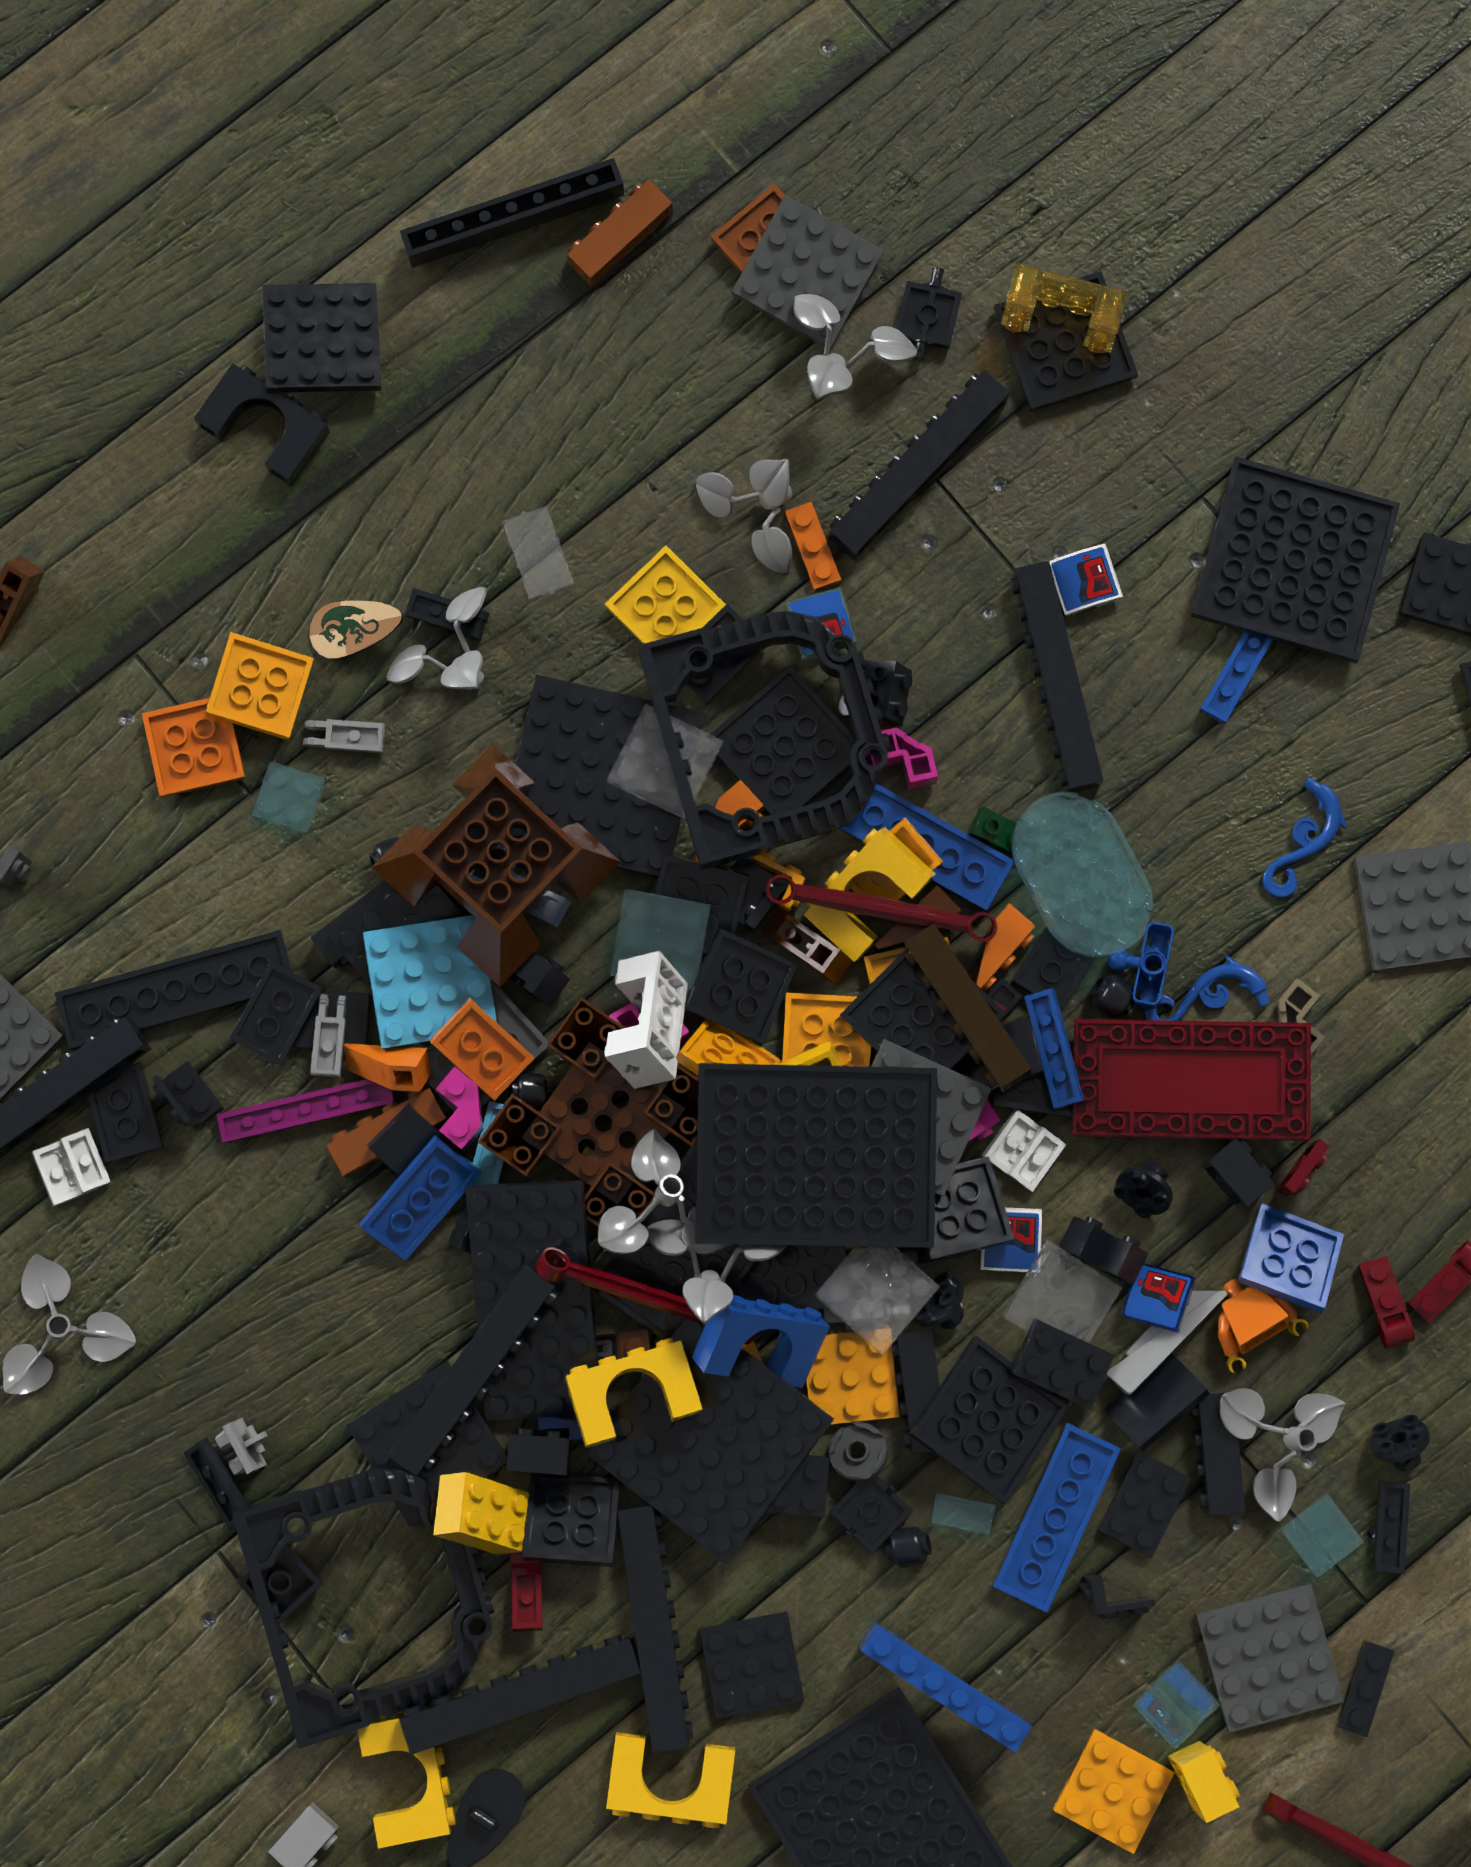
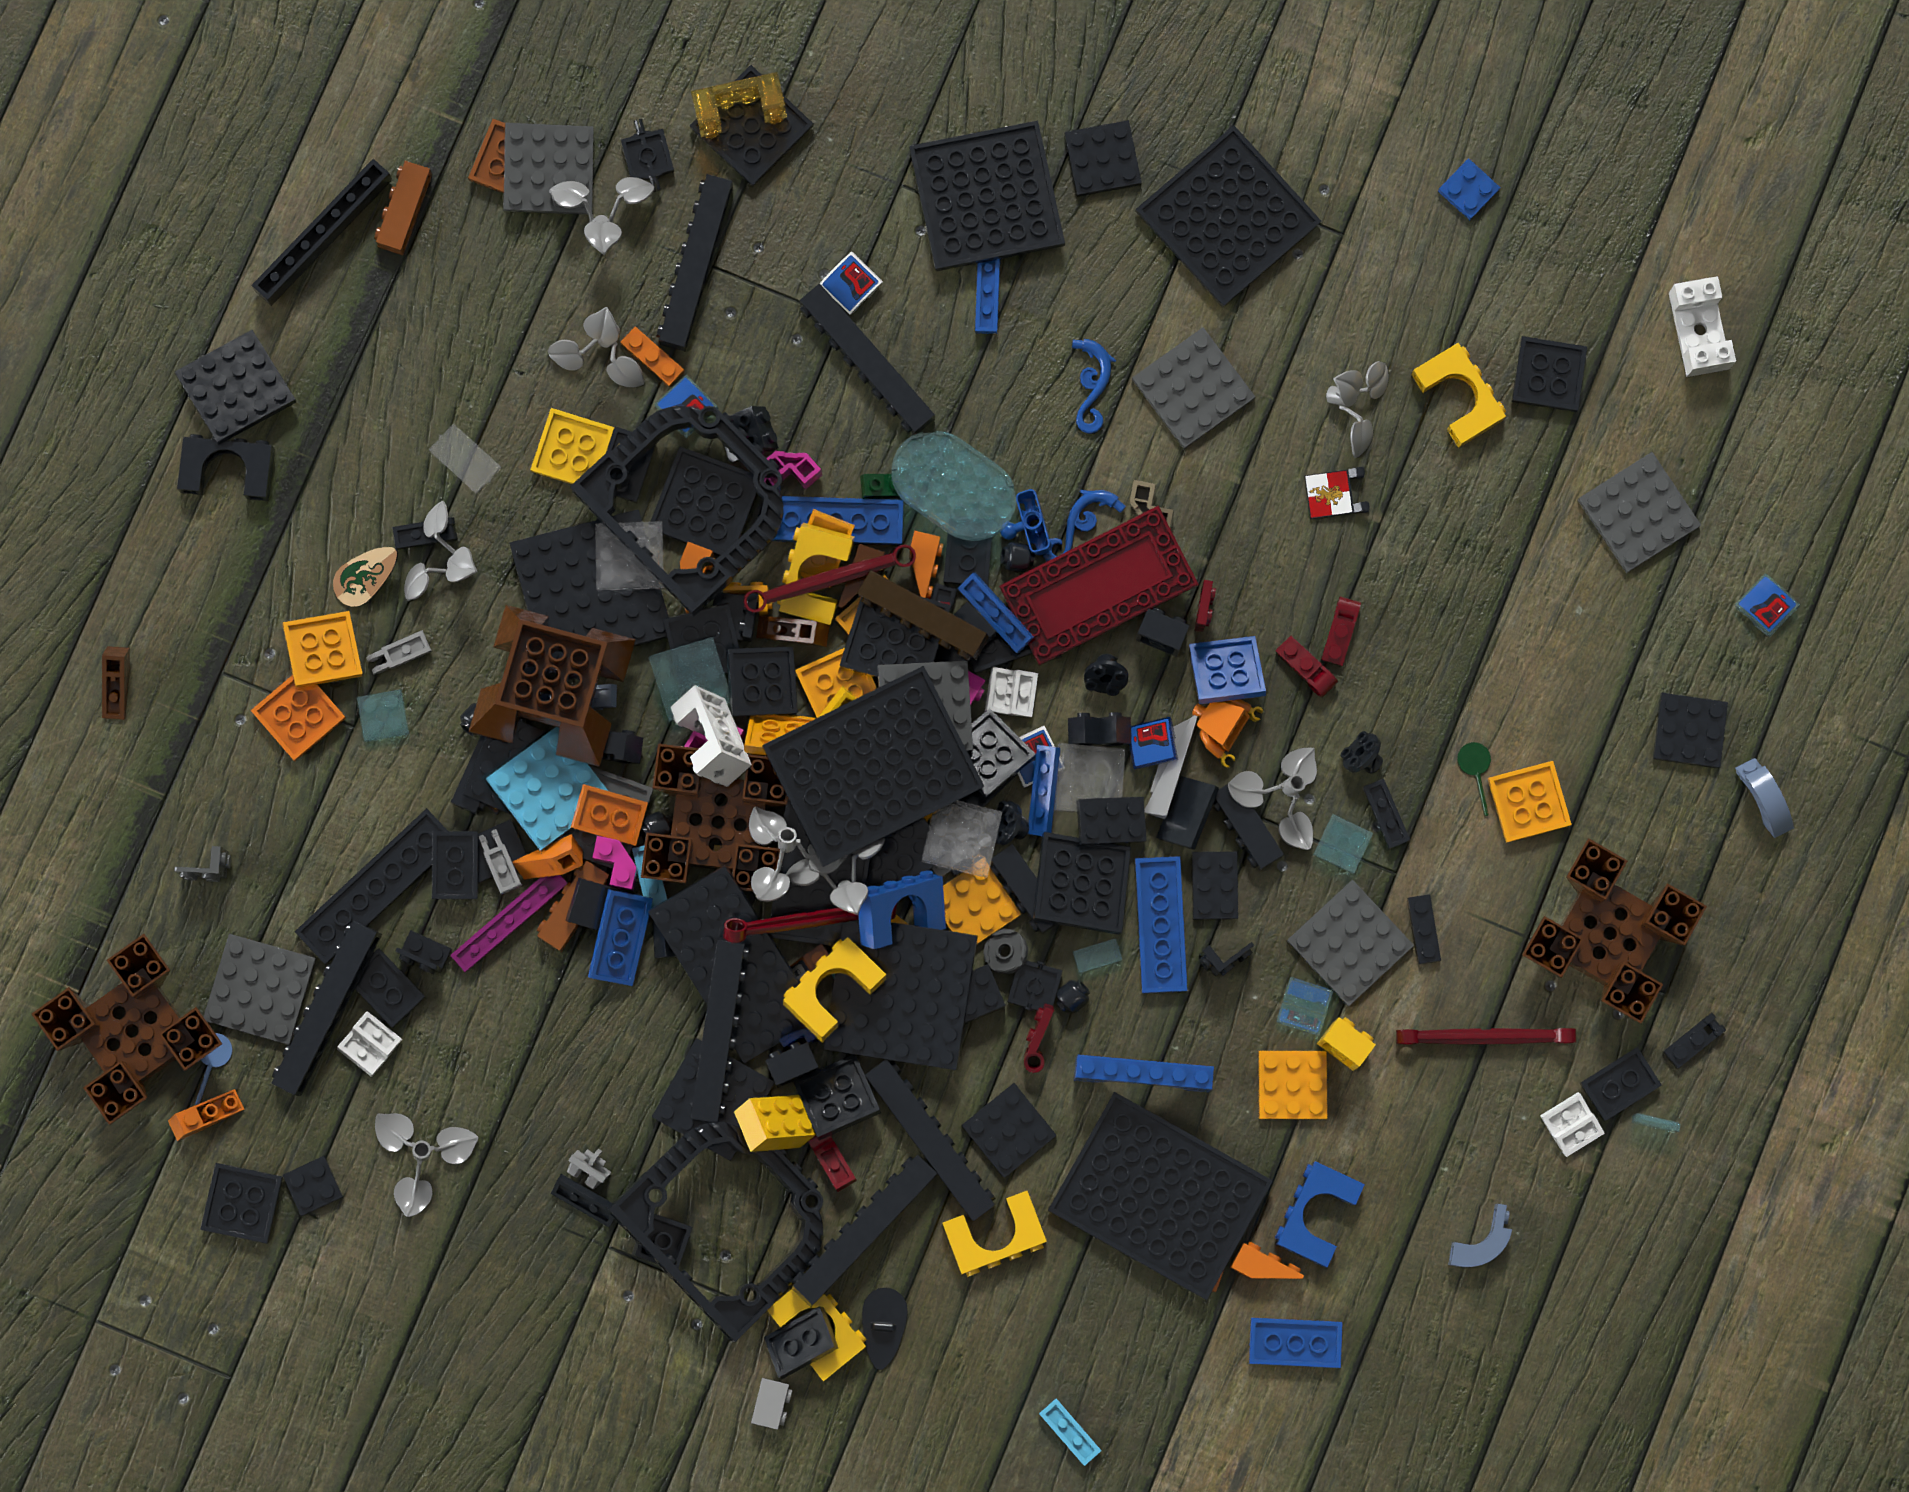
camera: 30 degrees left, 0 degrees up
(376, 1788) = (801, 1342): none -> black plate
(839, 1572) = (1035, 1036): none -> dark red plate
(1002, 1285) = (1043, 789): none -> blue plate

